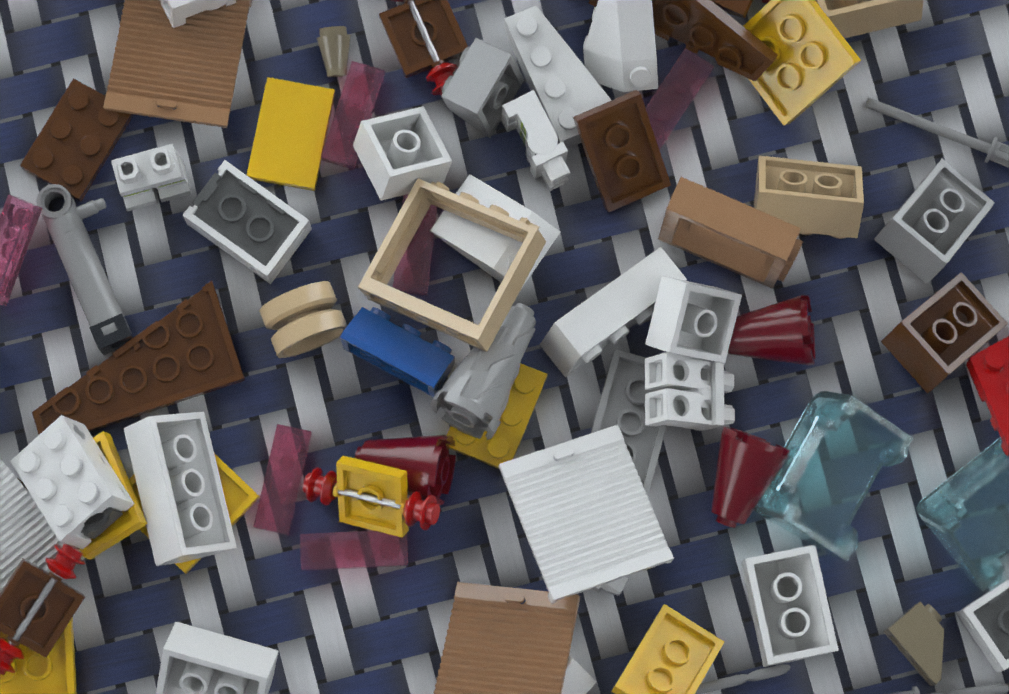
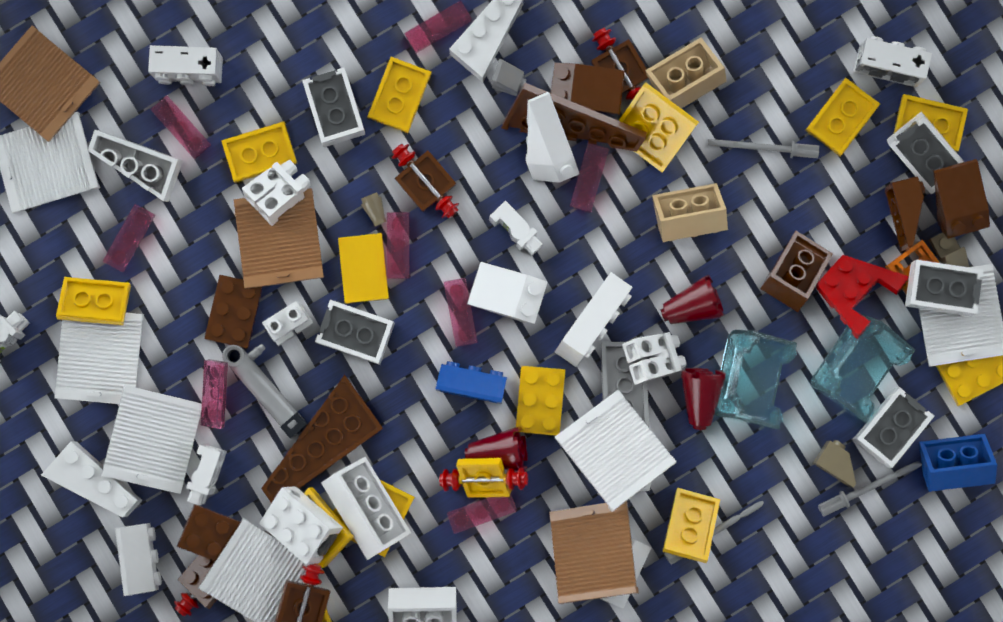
camera: 15 degrees left, 5 degrees up
(282, 479) = (425, 482): clear pink plate -> none
(303, 319) = (405, 379): tan wheel -> none
(400, 150) = (436, 262): white brick -> none
(402, 231) = (451, 313): tan window -> none
(482, 85) = (472, 205): light grey slope -> none
(483, 380) = (528, 391): light grey cone -> none
(553, 72) = (516, 186): white wedge -> none
(622, 150) = (569, 219): reddish brown plate -> none
(693, 319) = (644, 311): white brick -> none
(729, 233) = (651, 254): medium nougat window -> none
(789, 605) = (753, 467): white slope -> none
(934, 221) = (771, 204): light grey slope -> none

